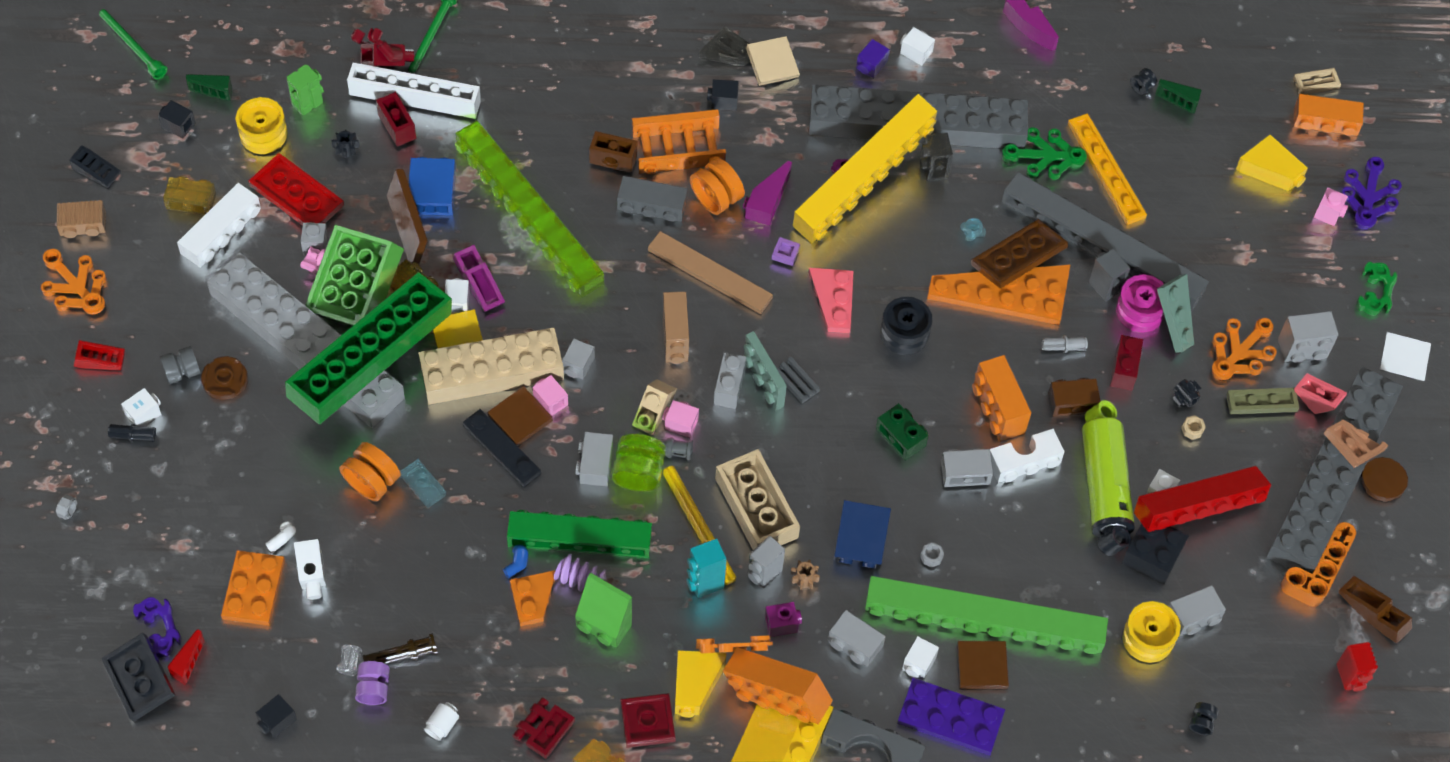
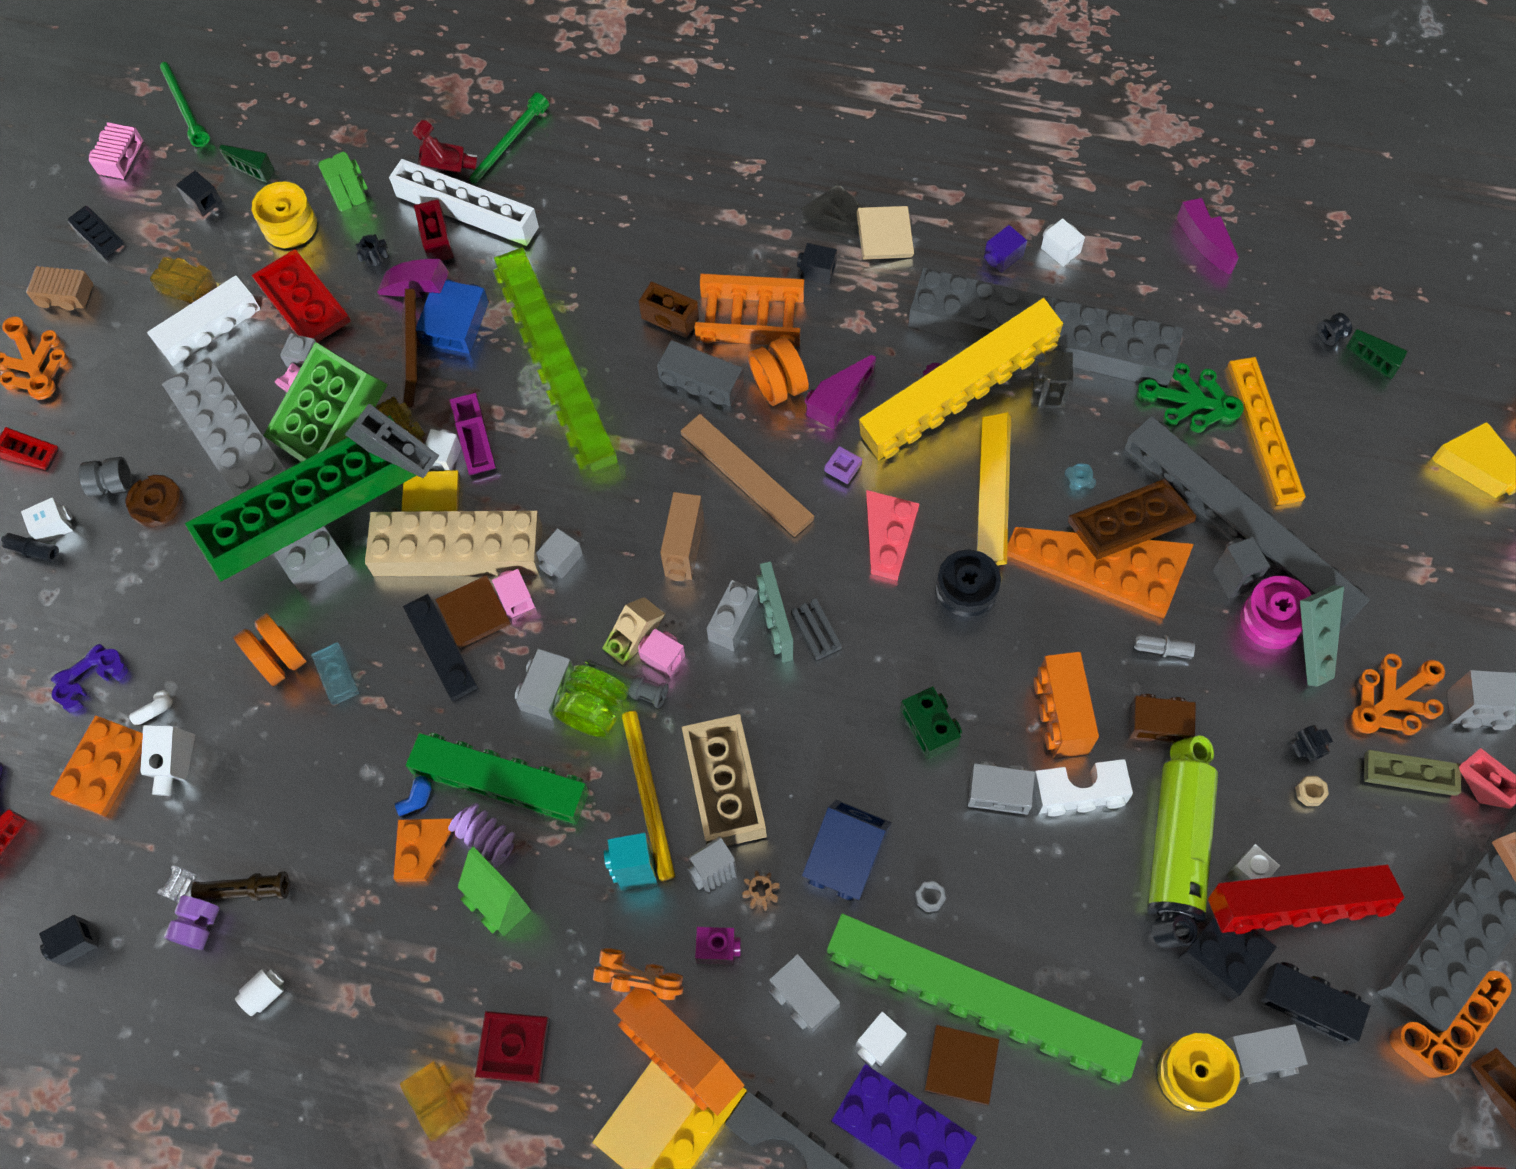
camera: 20 degrees right, 5 degrees up
(87, 94) = (115, 150): none -> bright pink brick
(204, 539) = (108, 662): none -> dark purple helmet
(385, 160) = (420, 275): none -> magenta slope
(430, 291) = (391, 442): none -> dark grey slope
(549, 732) = (387, 1034): dark red plate -> none
(696, 680) = (582, 1010): yellow slope -> none
(908, 246) = (994, 487): none -> yellow tile
(1126, 362) = (1240, 687): dark red brick -> none
(1222, 571) = (1314, 1003): none -> black brick

